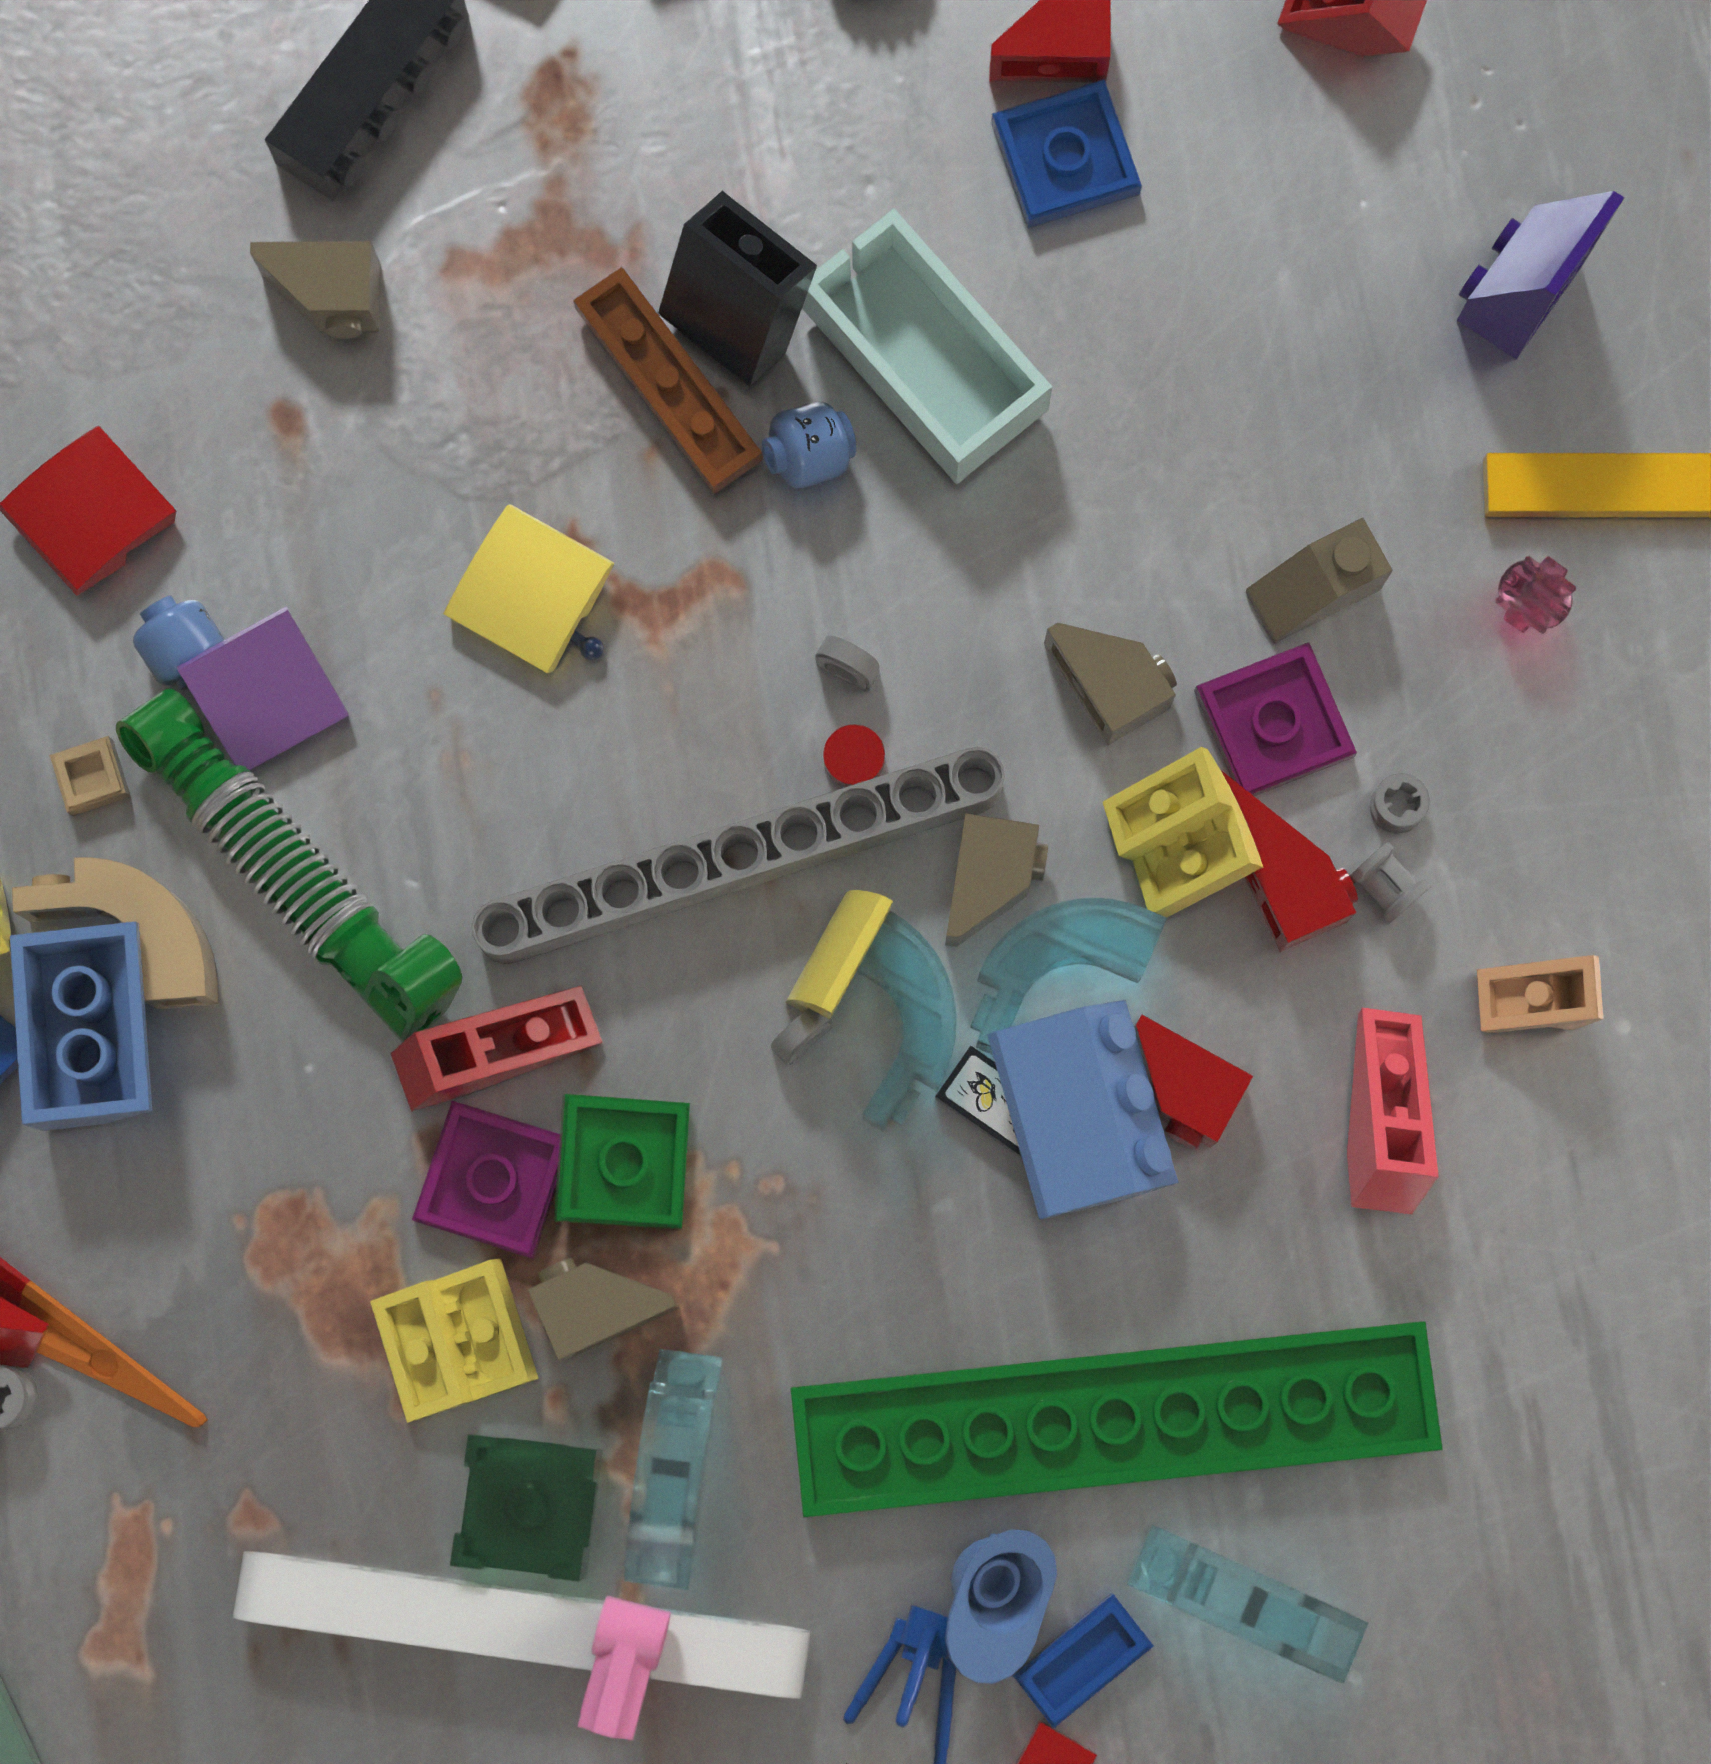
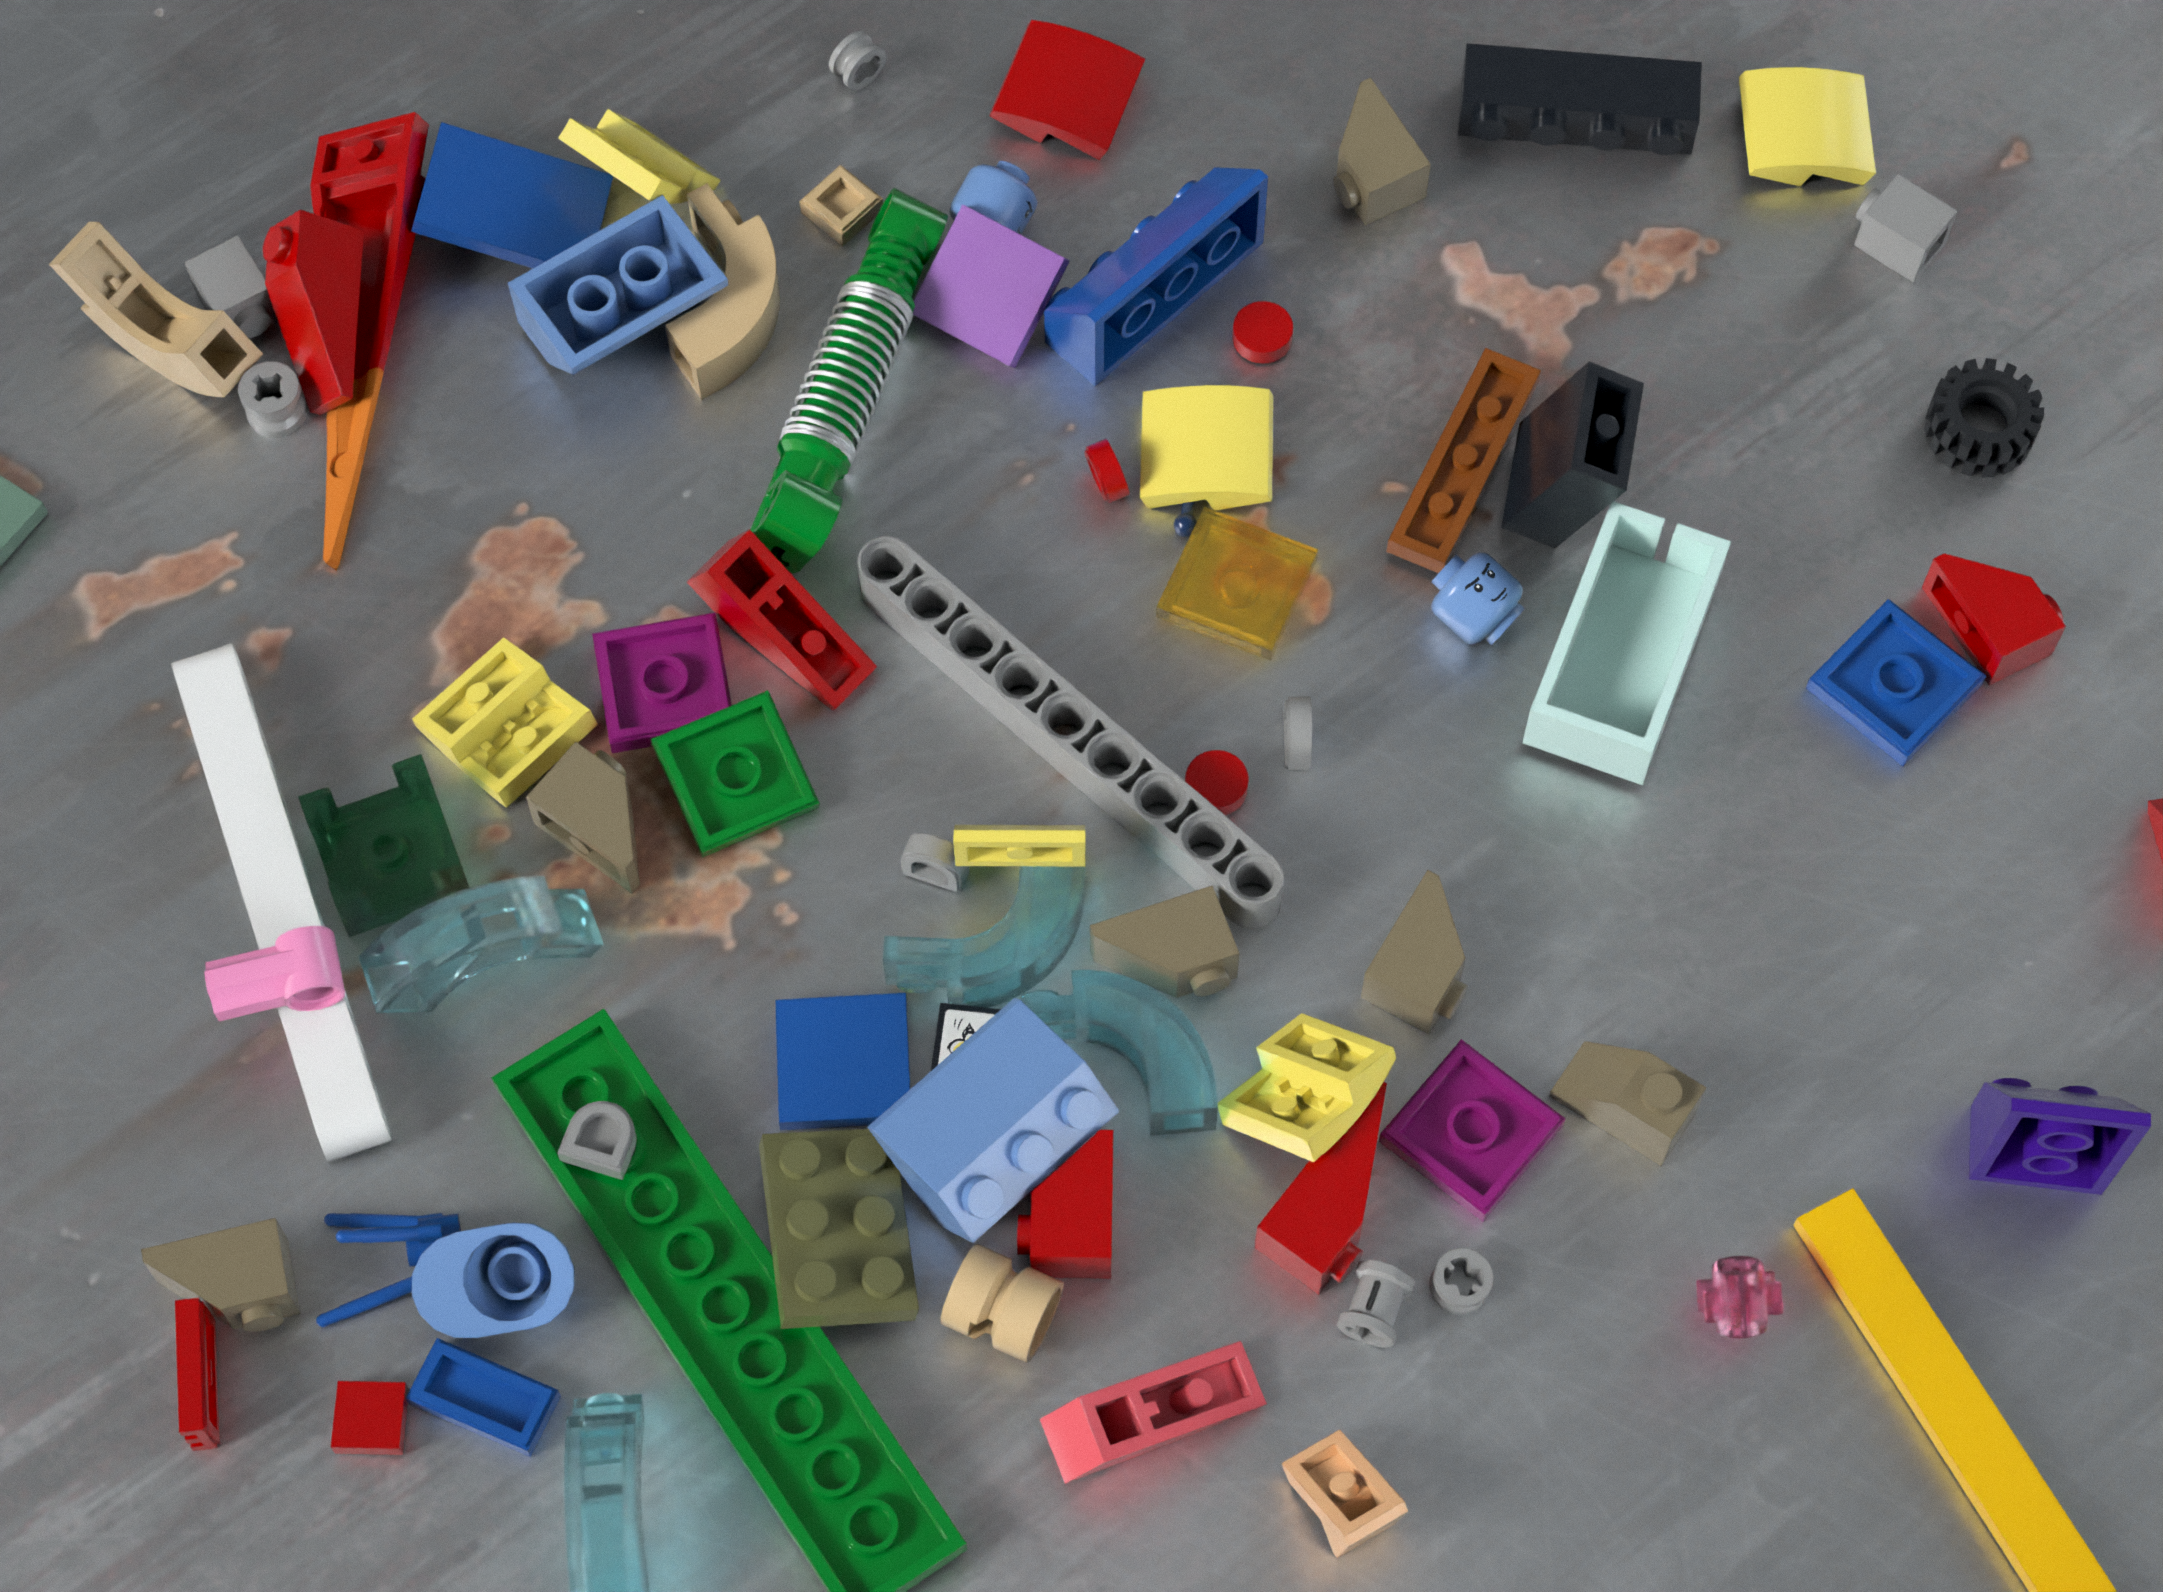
camera: 60 degrees right, 15 degrees down
(331, 535) = (1158, 271): none -> blue slope
(439, 478) = (1262, 332): none -> red tile
(506, 687) = (1106, 471): none -> red tile
(674, 635) = (1237, 583): none -> clear yellow tile
(916, 1450) = (599, 1139): none -> light grey tile
(940, 1205) = (840, 1059): none -> blue tile
(1097, 1288) = (837, 1229): none -> olive plate
(1237, 1184) = (1001, 1302): none -> tan wheel

